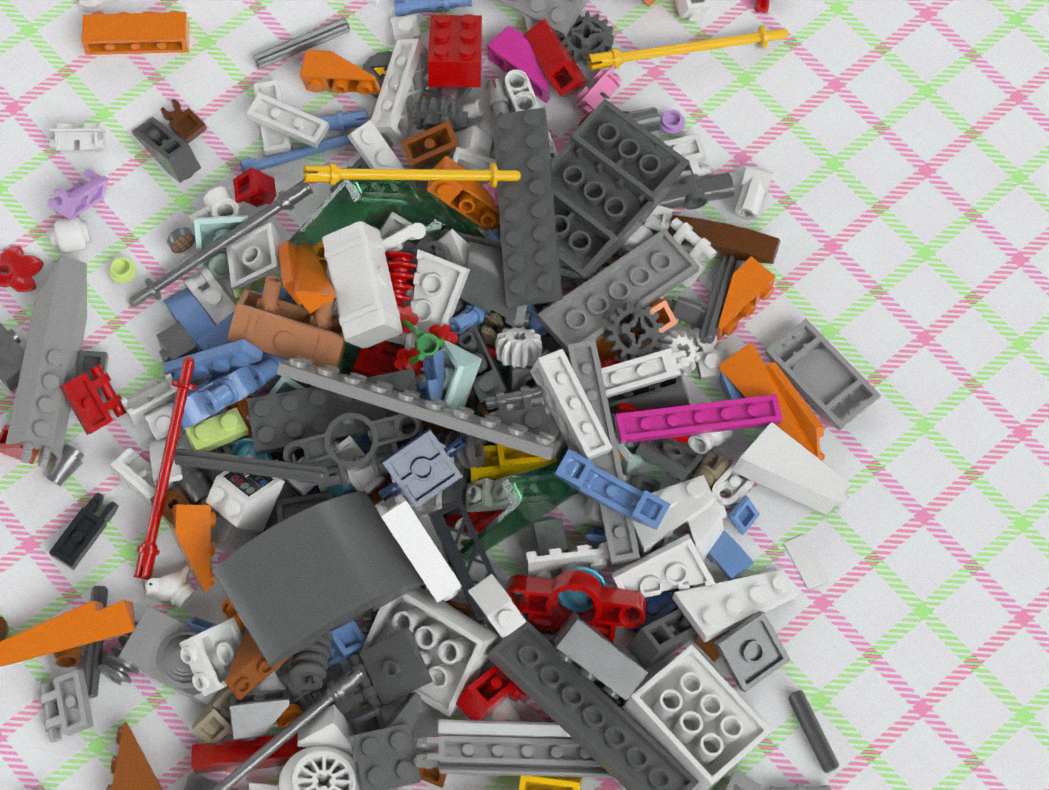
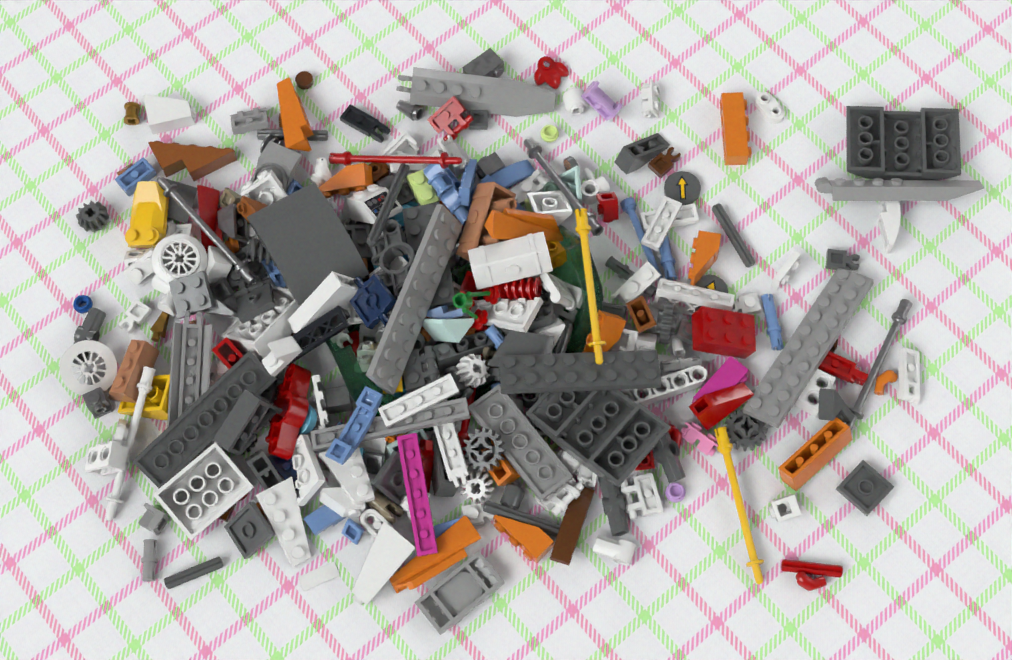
camera: 95 degrees right, 0 degrees up
(224, 102) = (682, 187): none -> dark grey tile

